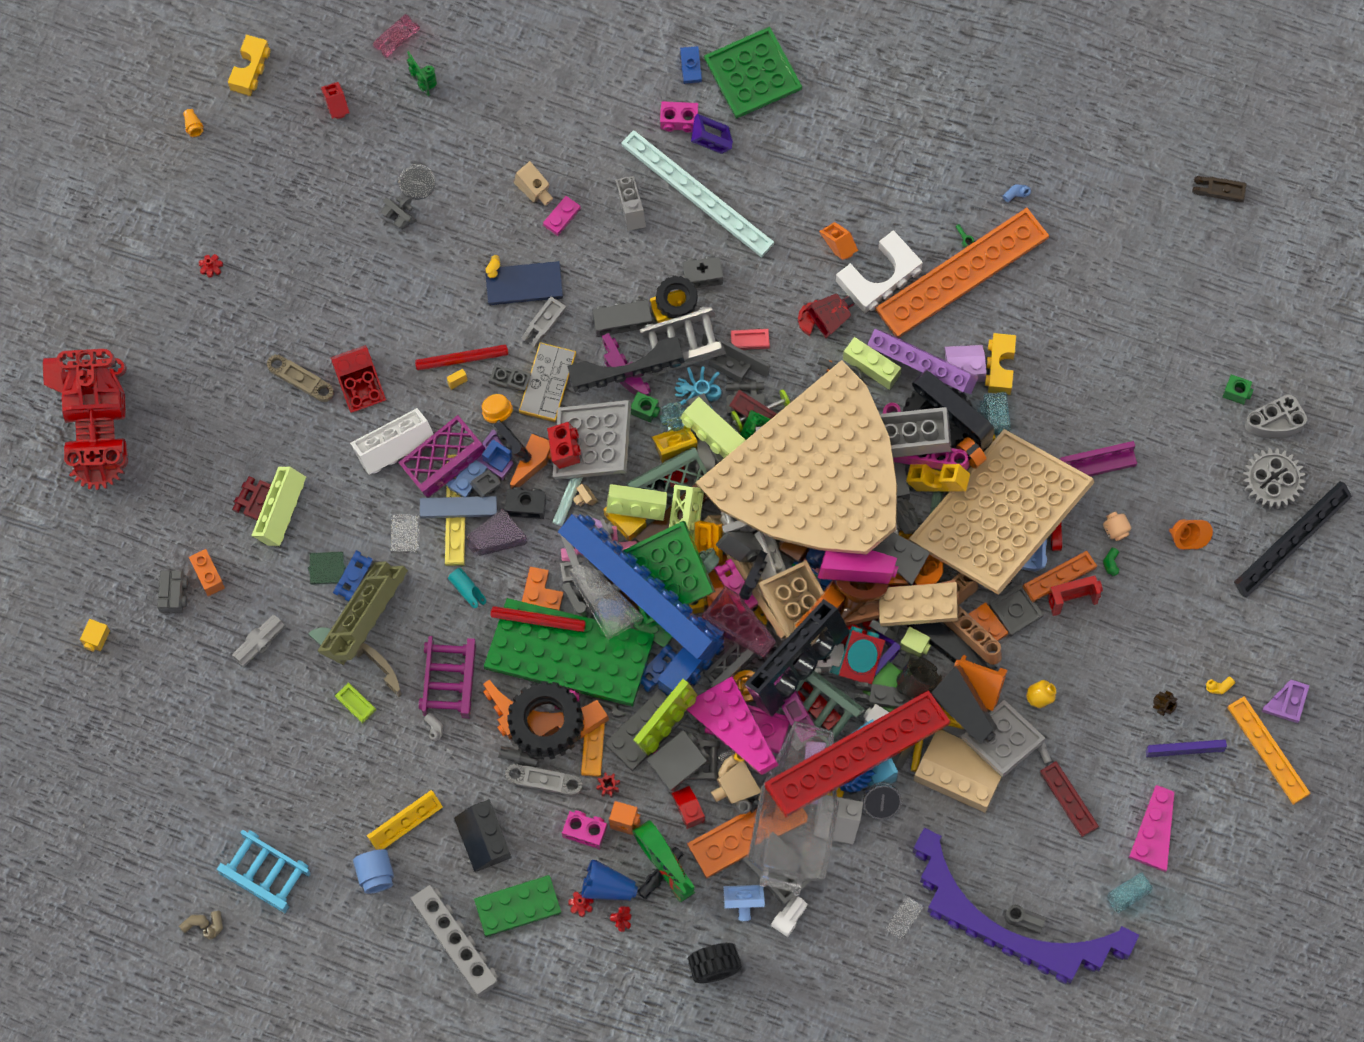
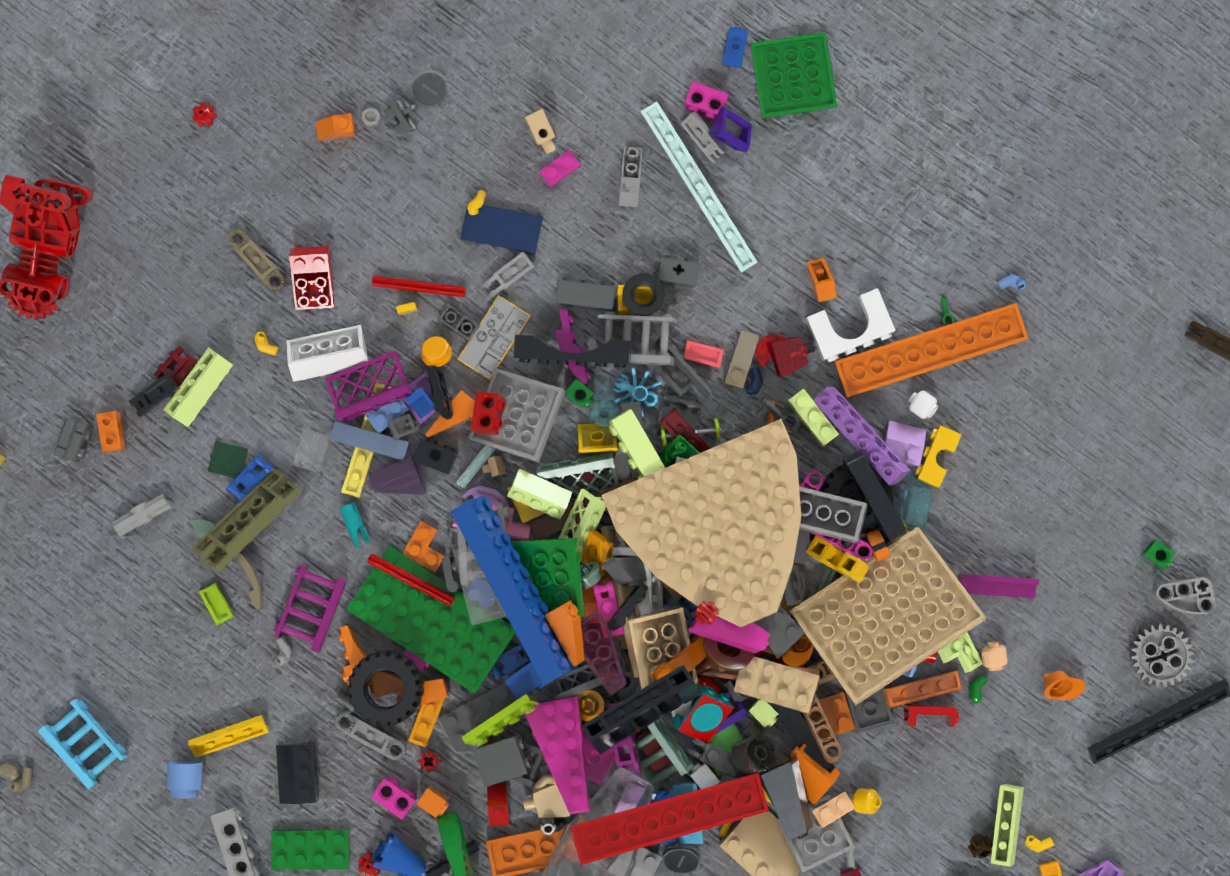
camera: 15 degrees right, 15 degrees up
(238, 525) = (154, 394): none -> black plate
(329, 453) = (263, 345): none -> yellow arm
(339, 239) = (336, 127): none -> orange slope
(369, 222) = (371, 117): none -> light grey tile
(685, 148) = (700, 134): none -> light grey hinge
(702, 604) = (567, 627): none -> orange slope
(788, 334) = (741, 360): none -> dark tan slope
(809, 348) = (756, 383): none -> dark blue arm
(829, 548) = (706, 612): none -> red gear
(971, 321) = (923, 404): none -> white head
(1012, 710) = (833, 810): none -> light nougat plate
(1082, 526) = (964, 650): none -> yellowish green plate
(1183, 674) = (1007, 825): none -> yellowish green brick

